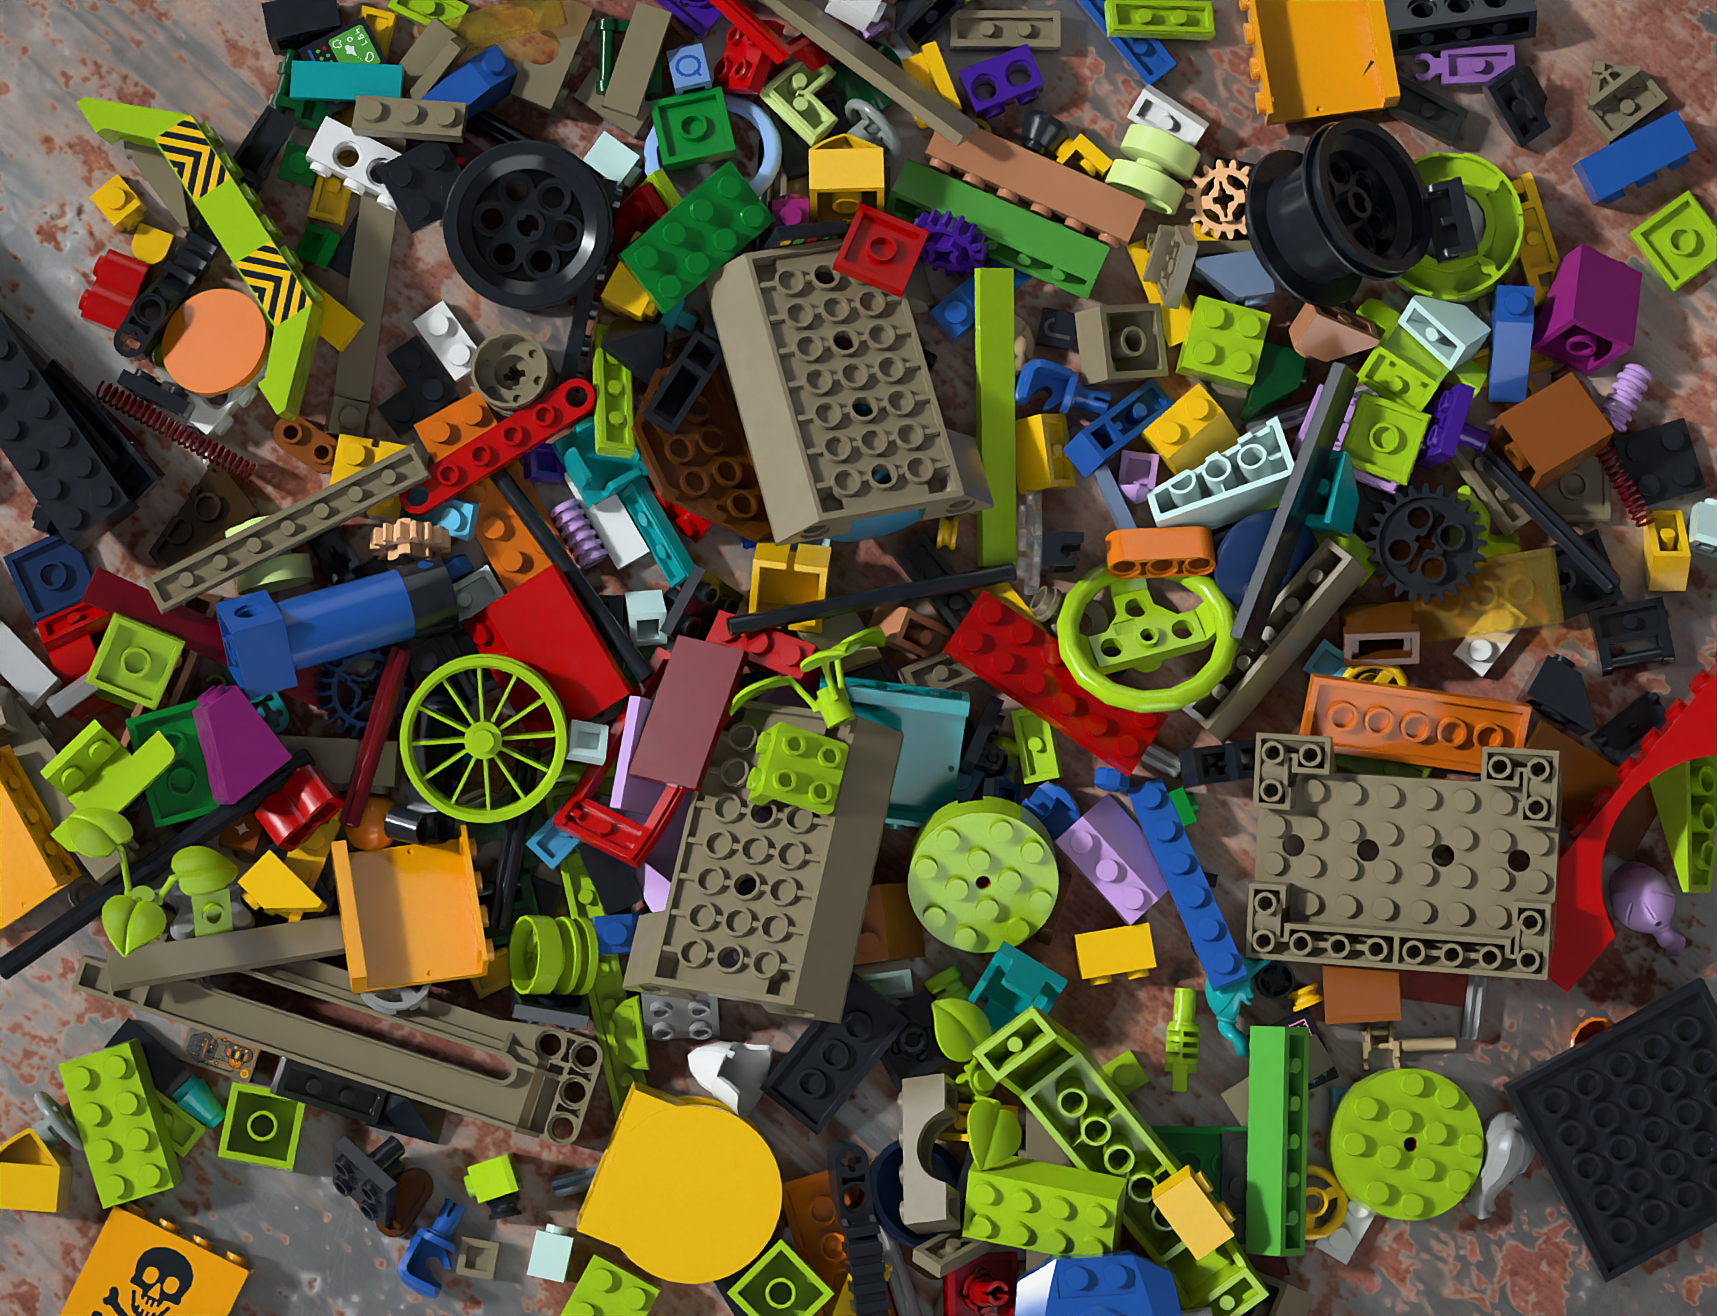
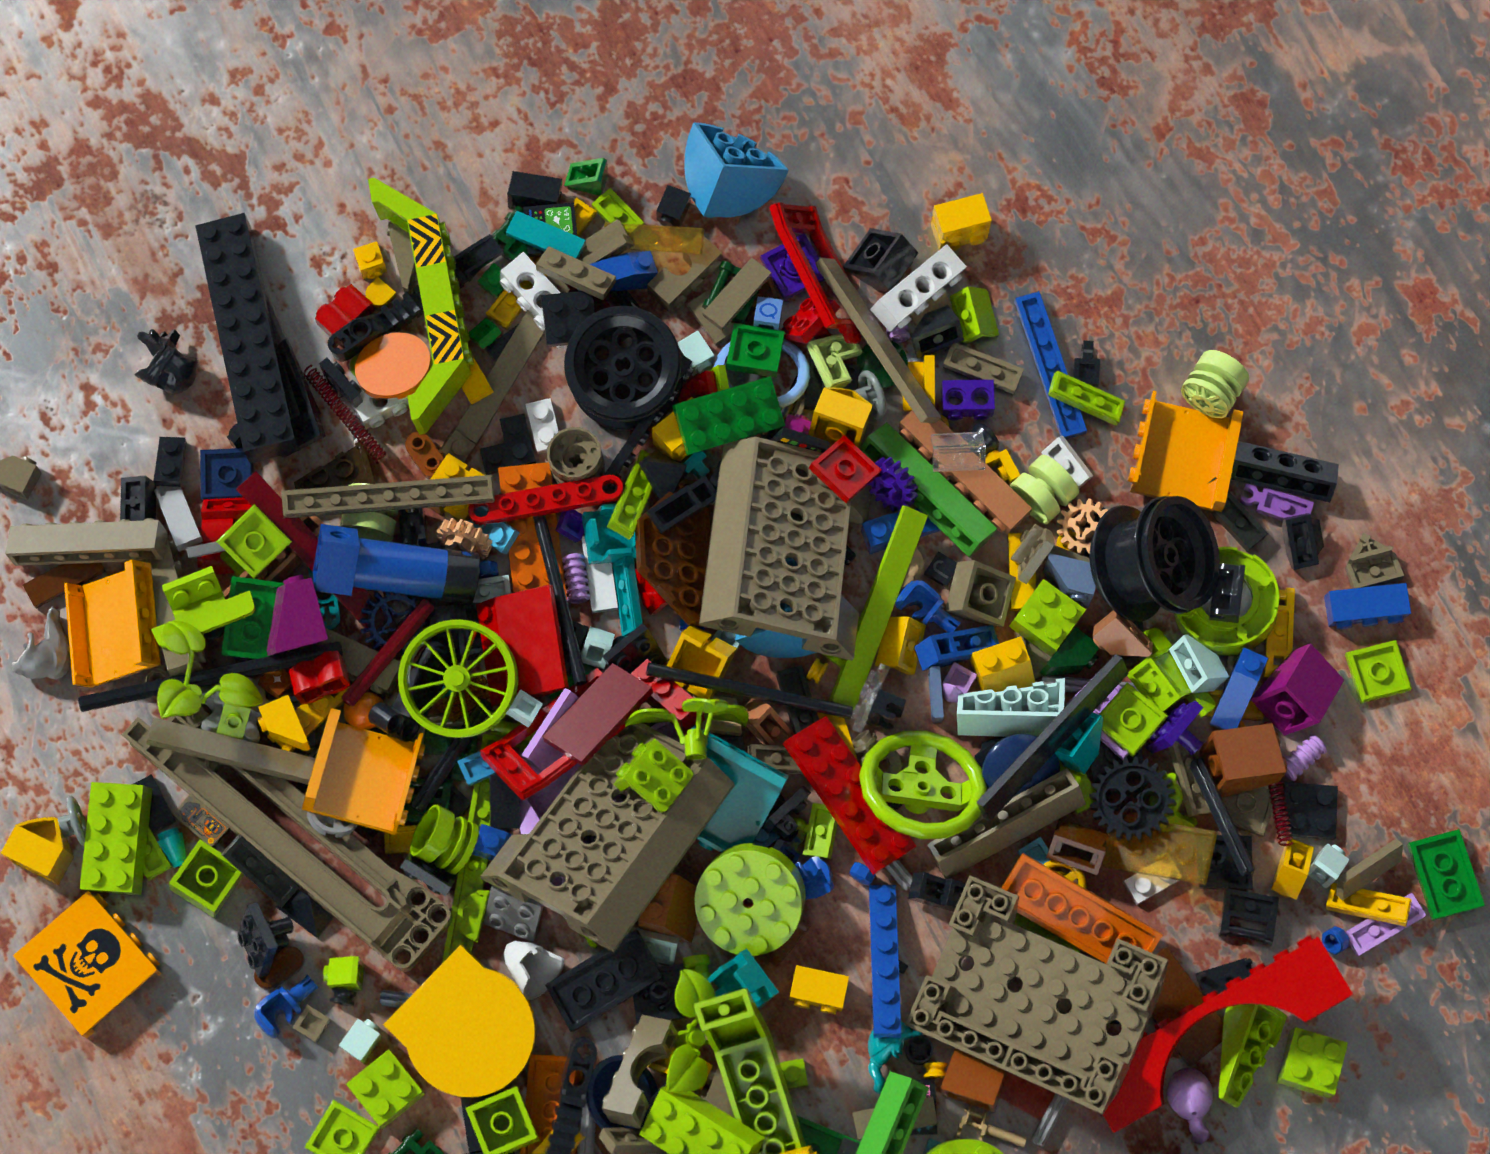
camera: 20 degrees right, 10 degrees down
(1019, 163) = (958, 451): none -> clear panel
(1114, 859) = (842, 927): lavender slope -> none
(1160, 552) = (952, 736): orange beam -> none
(1182, 1040) = (841, 1066): lime hinge -> none
(1185, 806) = (904, 910): green plate -> none
(1559, 694) = (1184, 934): black slope -> none

